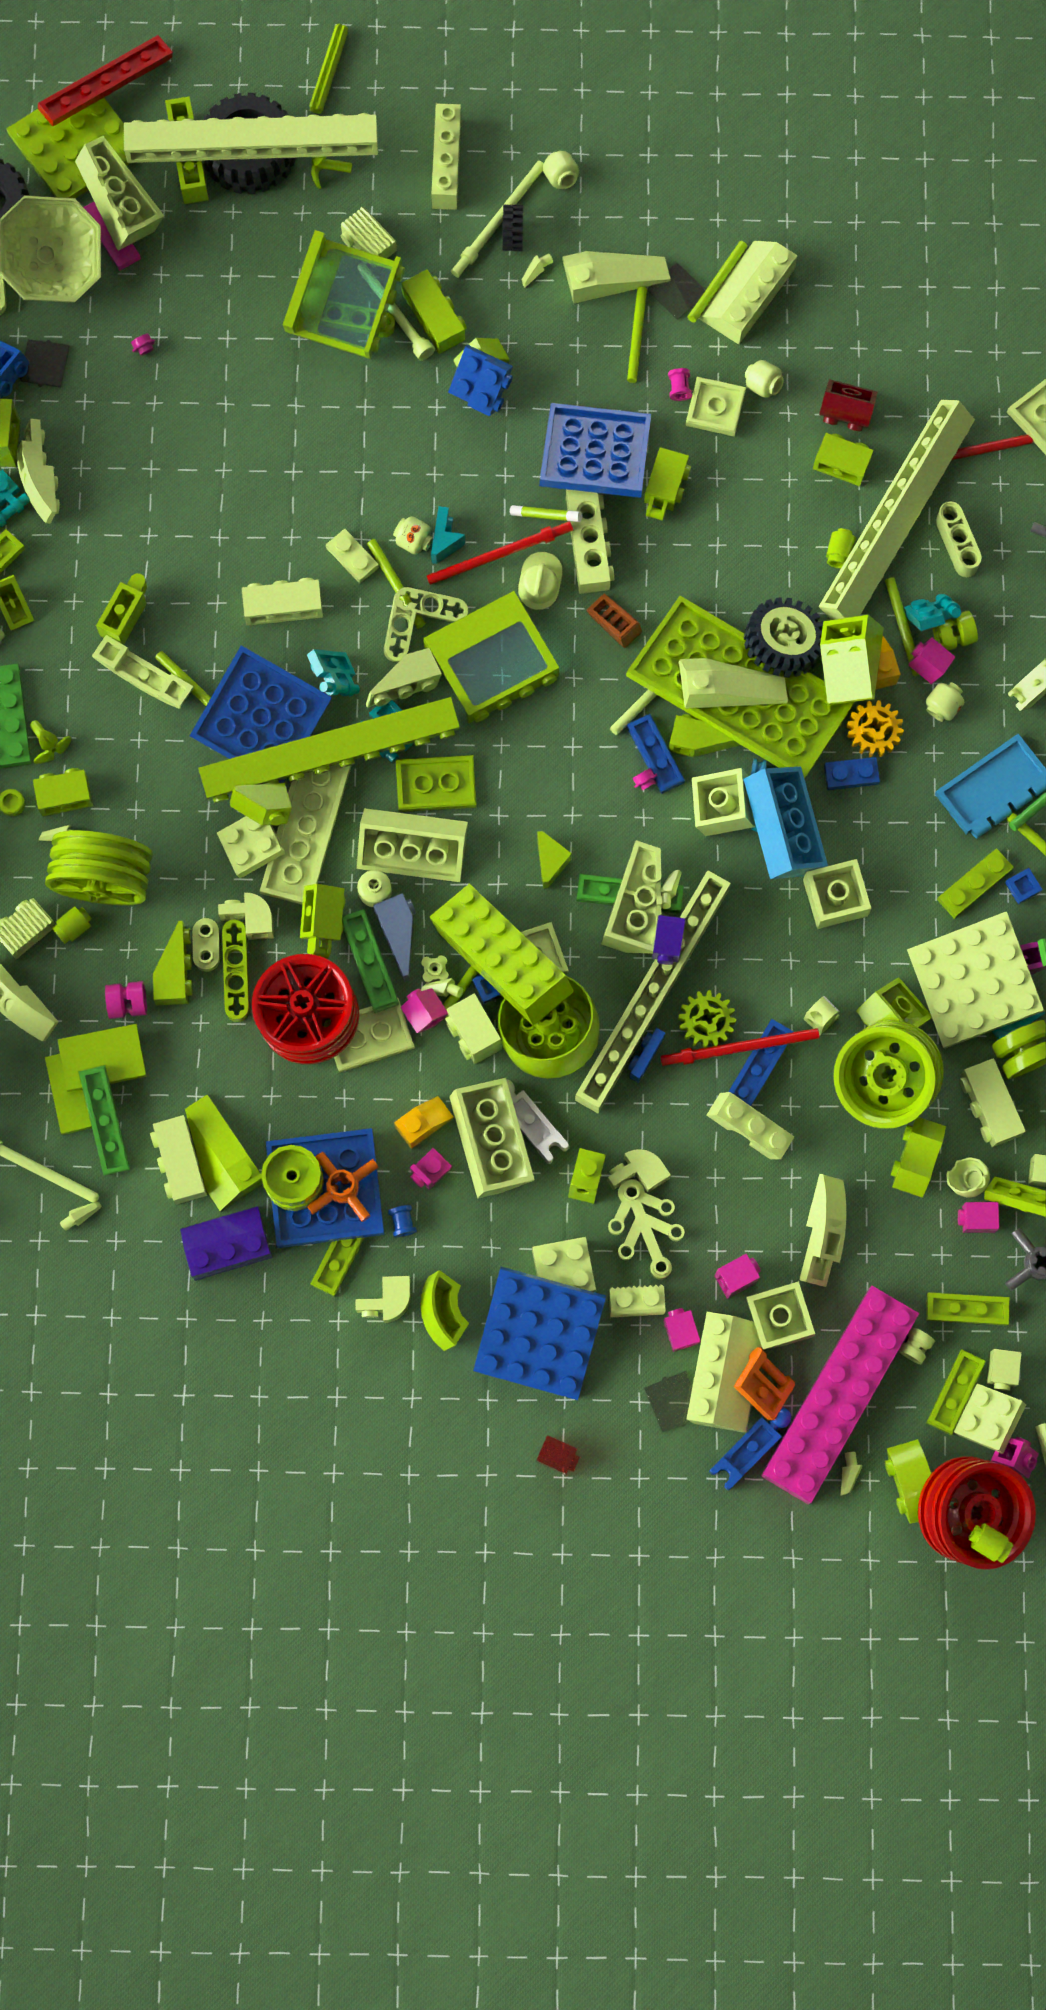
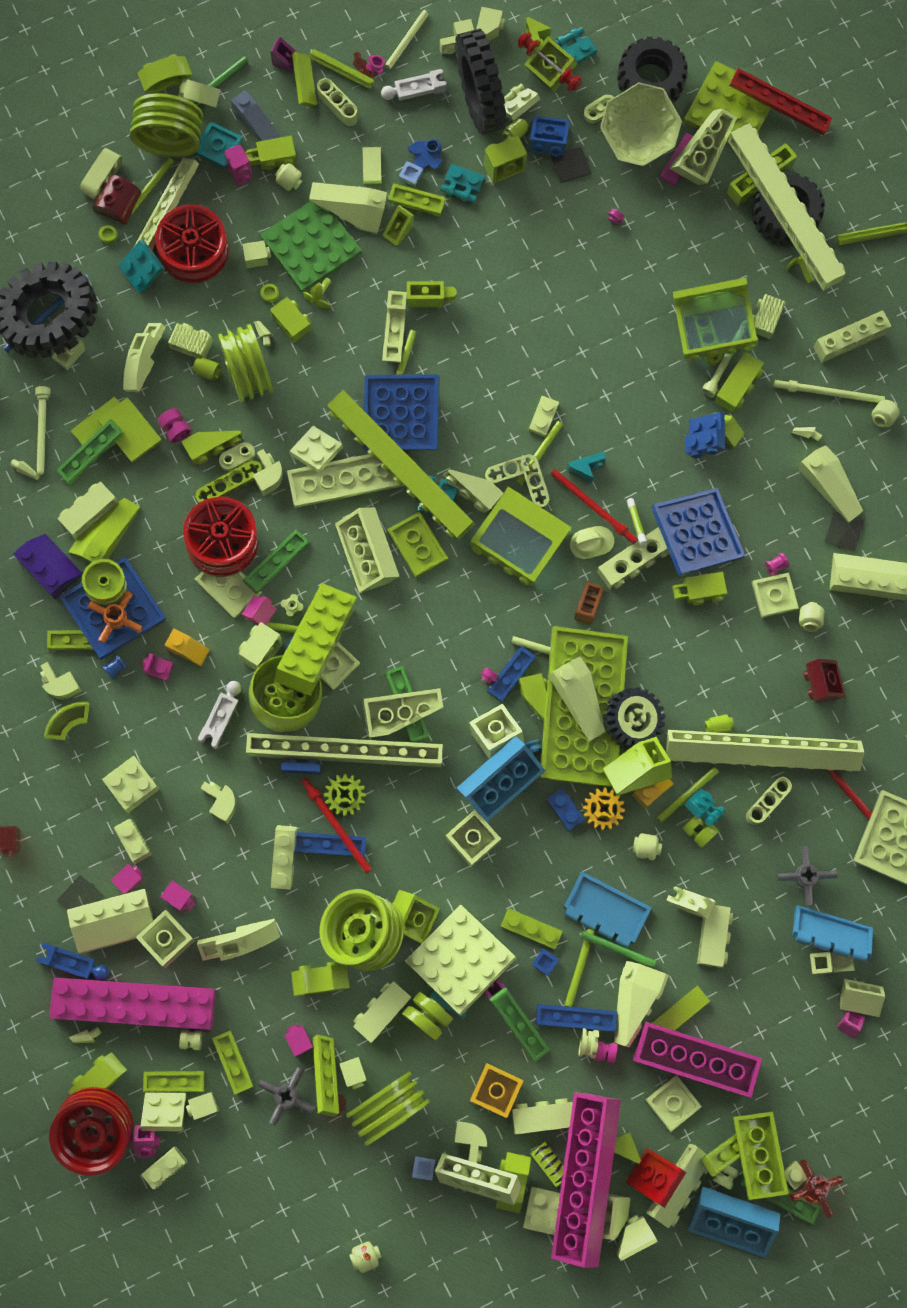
camera: 60 degrees right, 0 degrees up
(35, 474) = (491, 197): yellowish green slope -> none
(262, 803) = (342, 442): lime slope -> none
(282, 601) = (488, 388): yellowish green brick -> none
(322, 917) = (287, 517): lime brick -> none
(335, 670) = (457, 437): teal plate -> none
(376, 895) = (324, 540): yellowish green head -> none
(397, 925) = (305, 569): sand blue slope -> none
(413, 535) = (576, 446): yellowish green head -> none
(444, 988) = (281, 616): yellowish green bar -> none
(491, 1137) = (195, 695): yellowish green slope -> none
(512, 227) = (824, 402): black tyre -> none
(539, 1333) = (80, 788): blue plate -> none
(552, 858) = (402, 642): lime slope -> none
(586, 1175) = (202, 767): lime torso -> none
(637, 334) = (797, 520): lime bar -> none
(643, 1224) = (187, 821): yellowish green plant -> none
(668, 939) = (376, 740): dark purple slope -> none
(669, 888) = (420, 727): yellowish green bar -> none
(717, 281) = (865, 553): lime bar -> none
(759, 1389) = (108, 950): orange plate -> none
(822, 1015) = (385, 869): yellowish green leg -> none
(843, 458) = (784, 696): lime brick -> none
(930, 660) = (670, 823): dark pink brick -> none
(968, 1177) = (321, 1019): yellowish green hair -> none
(990, 1543) = (70, 1148): lime brick -> none

